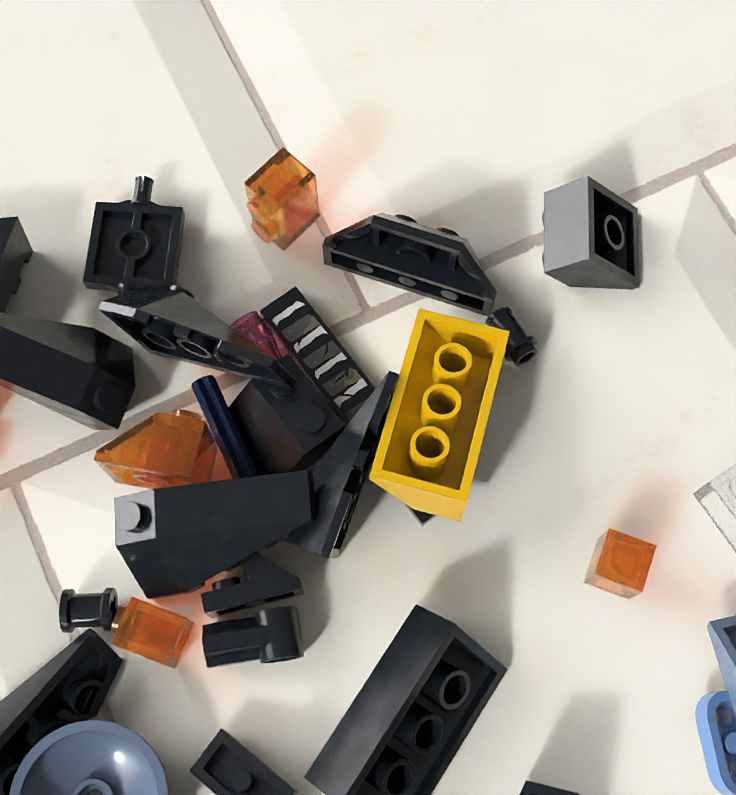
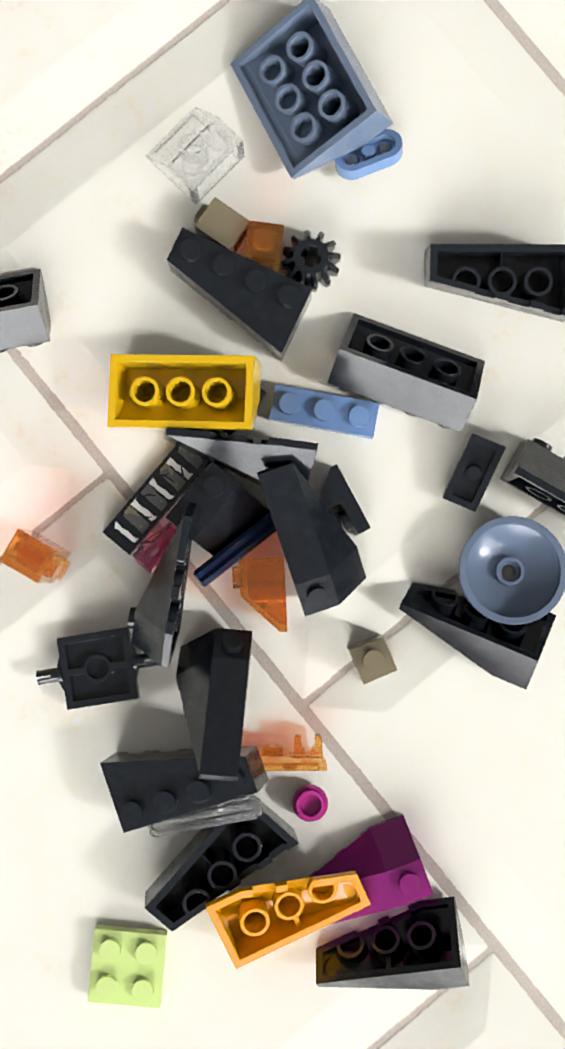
camera: 105 degrees left, 15 degrees up
(34, 575) = (372, 658): none -> dark tan brick
(87, 609) = (385, 614): black bush -> none
(151, 631) = (390, 565): clear orange brick -> none
(268, 637) = (373, 483): black piece -> none
(380, 596) = (324, 411): none -> medium blue plate
(413, 259) = (58, 443): black wedge -> none
(520, 346) = (100, 360): black pin -> none
(554, 531) = (244, 291): none -> black wedge
(597, 641) = (308, 247): none -> black gear
(656, 512) = (221, 225): none -> dark tan brick

